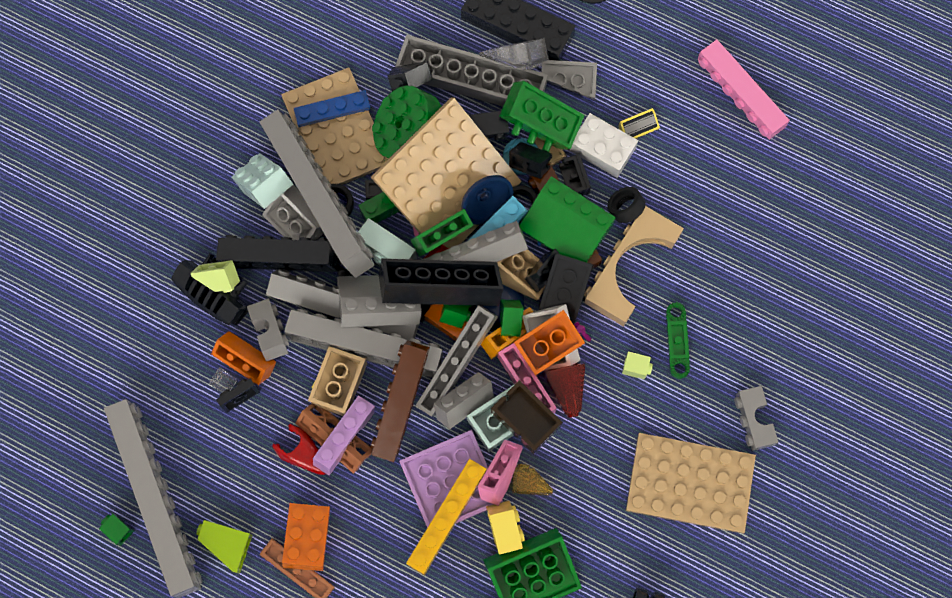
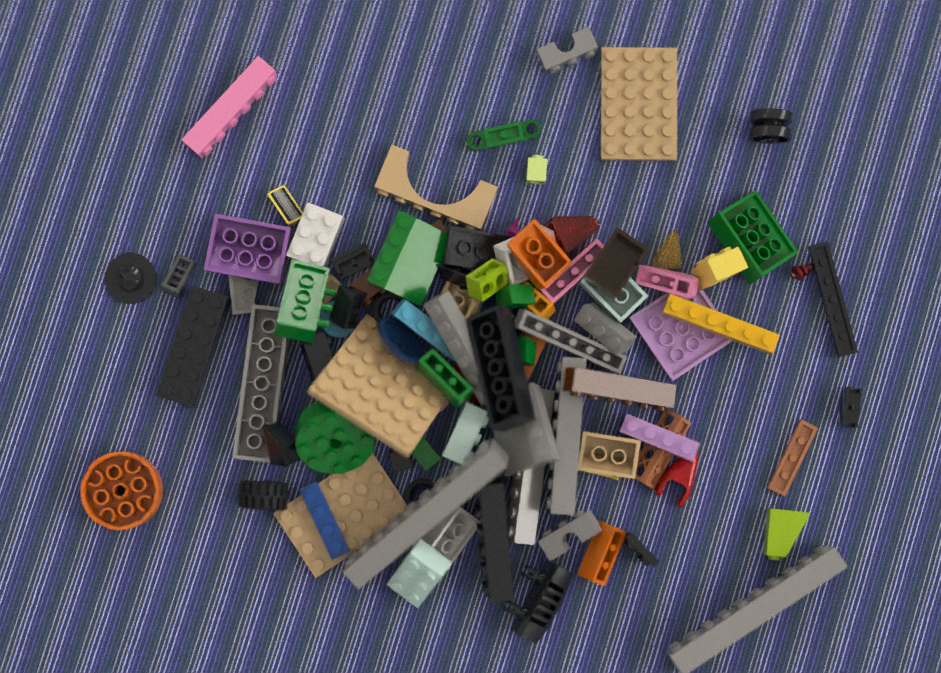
camera: 100 degrees left, 10 degrees up
(116, 529) = (789, 639): green brick -> none
(217, 276) = (529, 595): yellowish green slope -> none
(223, 380) = (626, 569): clear slope -> none
(306, 537) = (763, 454): orange brick -> none
(366, 56) = (263, 495): none -> black tyre
(518, 55) = (235, 339): clear slope -> none
(532, 290) = (487, 280): none -> lime brick
(574, 19) = (176, 292): none -> dark grey slope
(601, 80) = (248, 248): none -> medium lavender slope
(631, 212) = (370, 215): black tyre -> none

